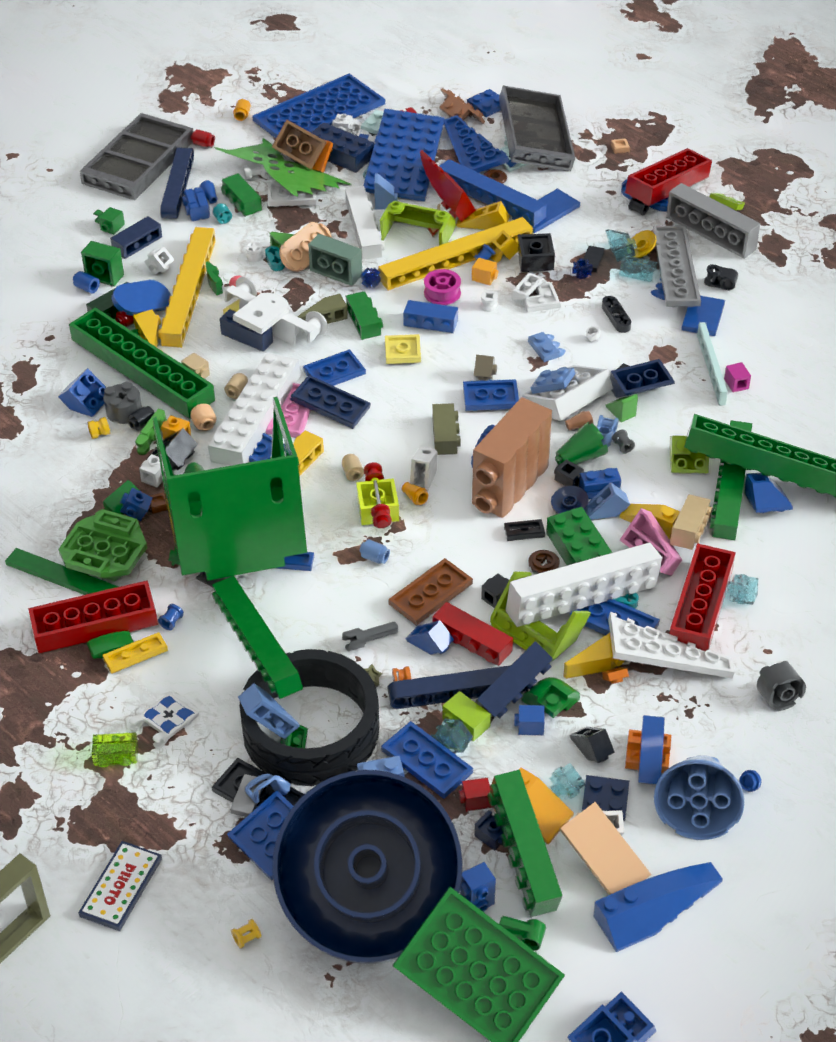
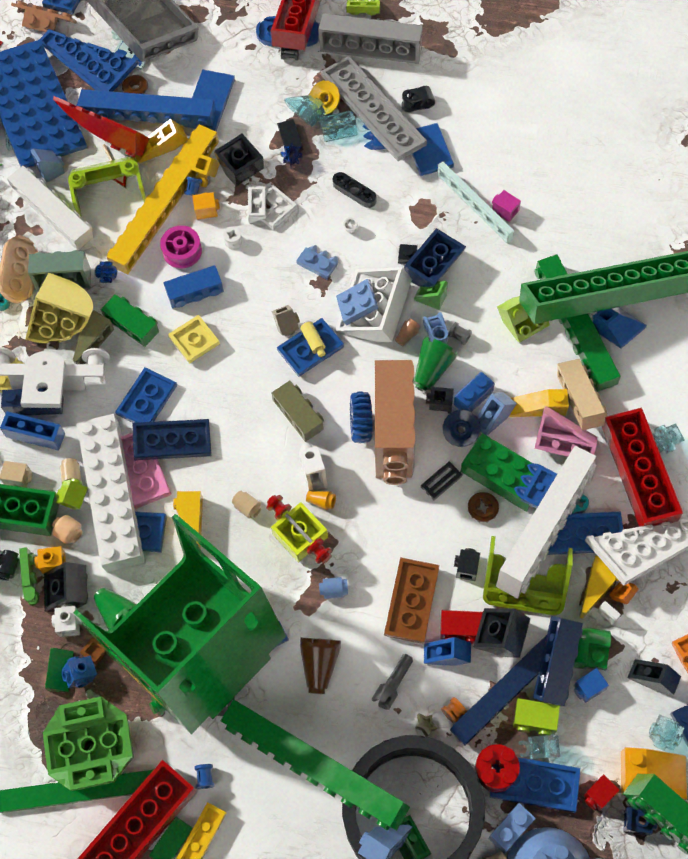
camera: 30 degrees left, 20 degrees up
(224, 393) = (71, 494): none -> lime brick
(230, 346) = (32, 430): none -> blue brick
(310, 279) = (58, 311): none -> light yellow brick
(321, 588) = (318, 662): none -> reddish brown cone
(400, 723) = (506, 759): none -> red brick
(483, 635) = (502, 632): none -> black slope
(496, 386) = (313, 338): none -> light yellow cylinder
(589, 681) = (608, 613): none -> white tile
(592, 551) = (536, 485): none -> blue plate

